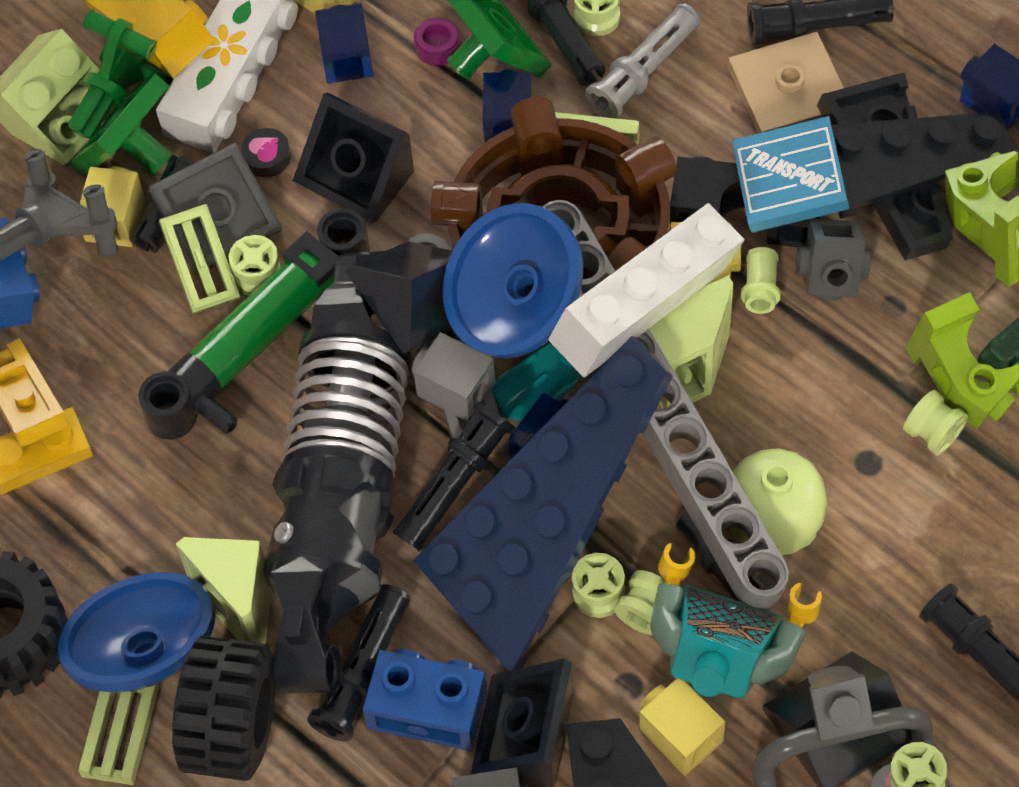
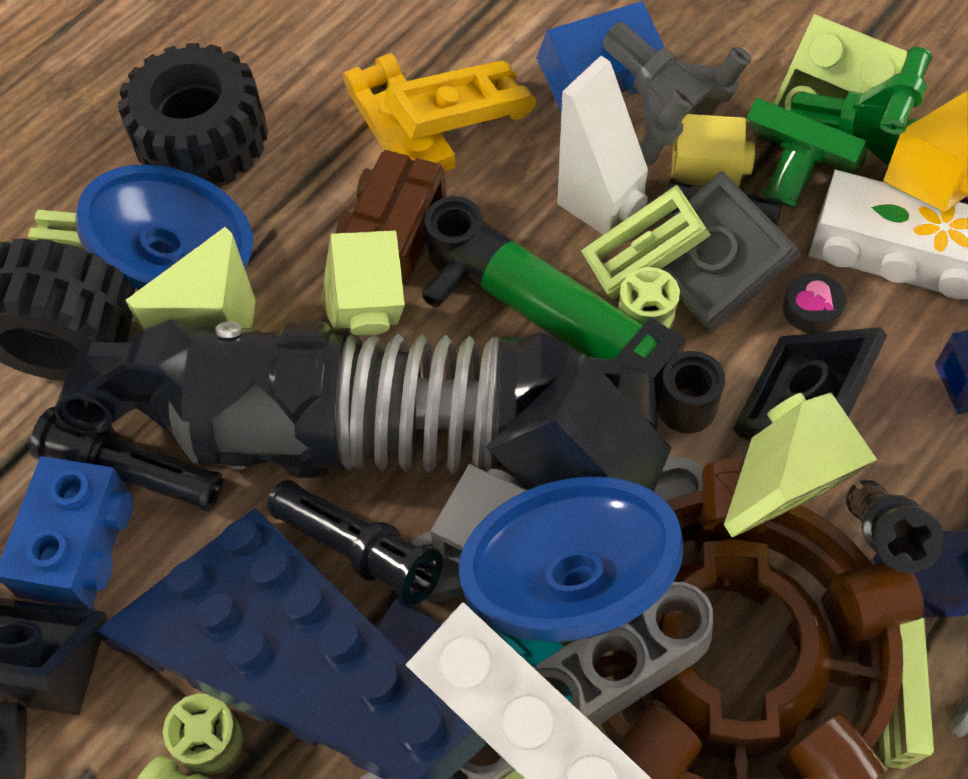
camera: 85 degrees right, 0 degrees up
(123, 277) = (599, 152): none -> white slope
(138, 455) = (397, 199): none -> reddish brown brick
(249, 442) = (363, 282): none -> yellowish green slope
(442, 152) = (796, 460): none -> yellowish green slope
(489, 106) = (896, 527): none -> black pin

